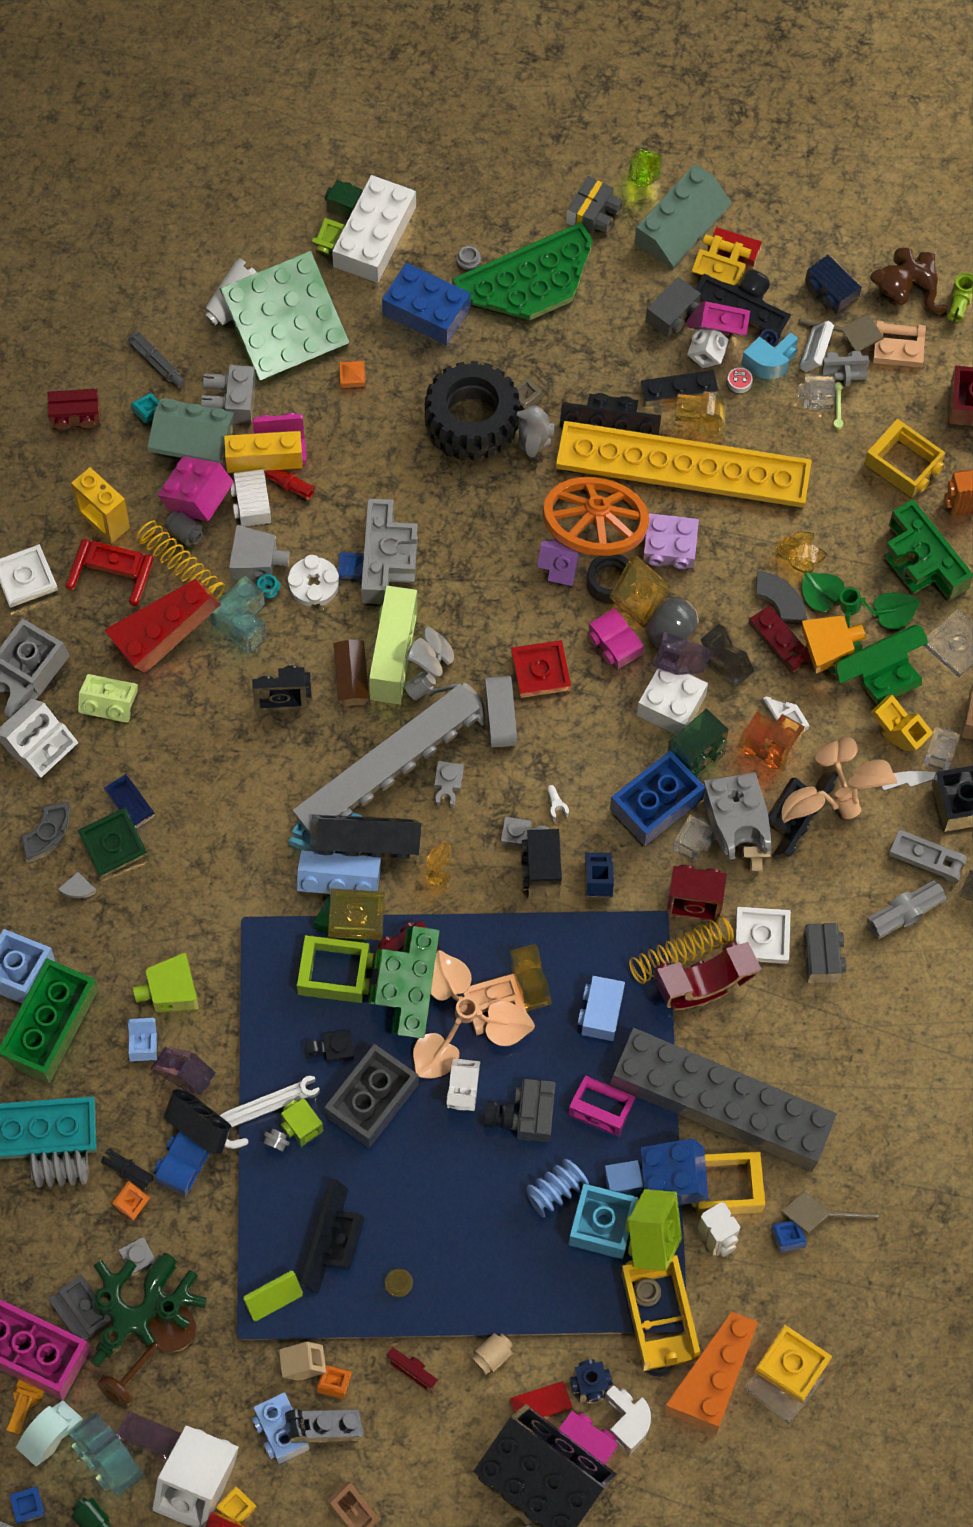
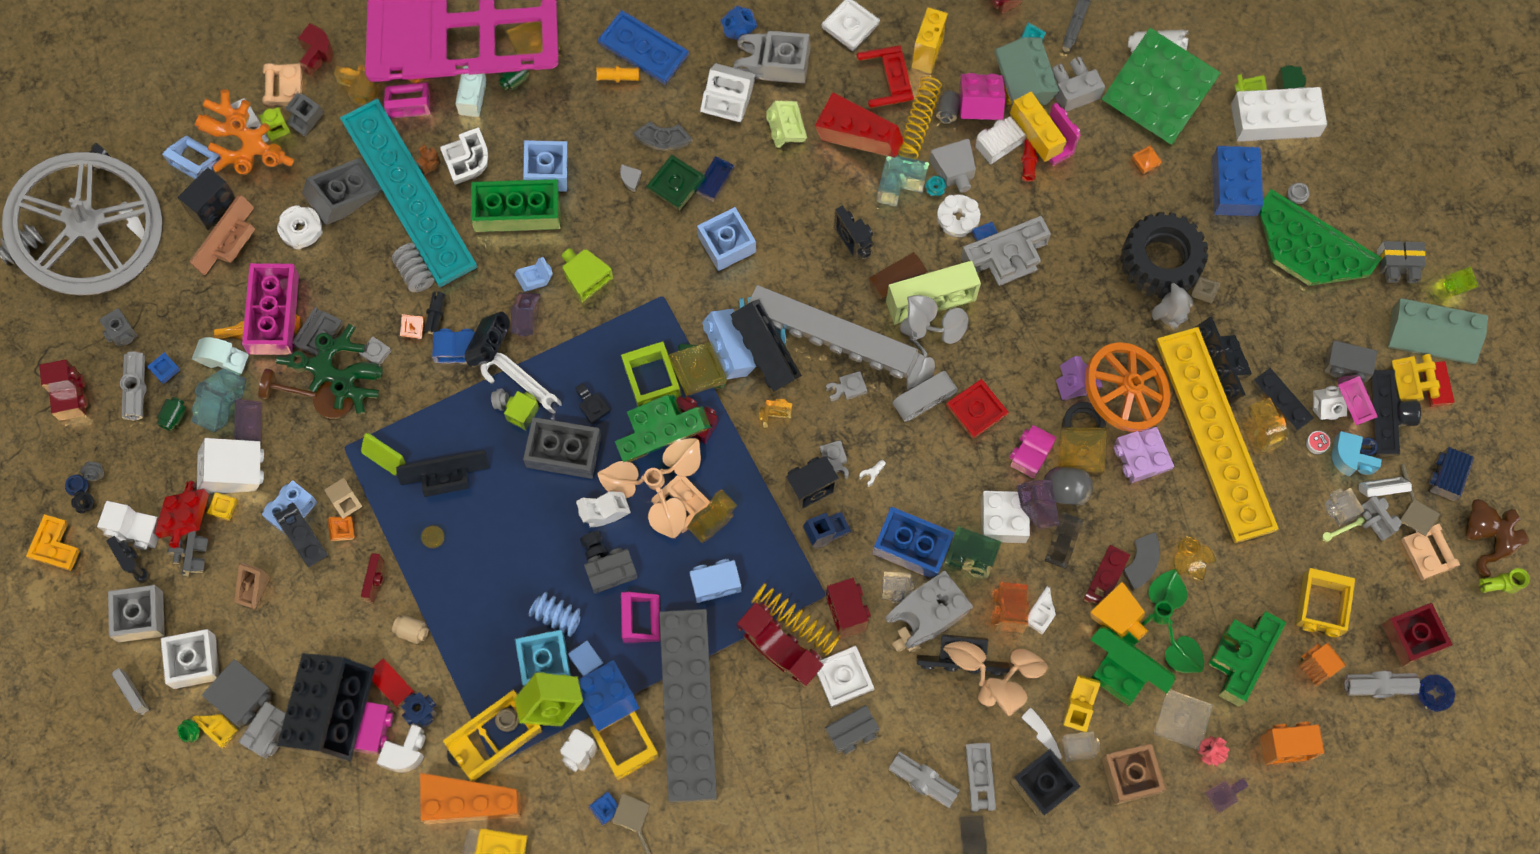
camera: 65 degrees right, 5 degrees up
(214, 819) = (726, 239): none -> light blue brick

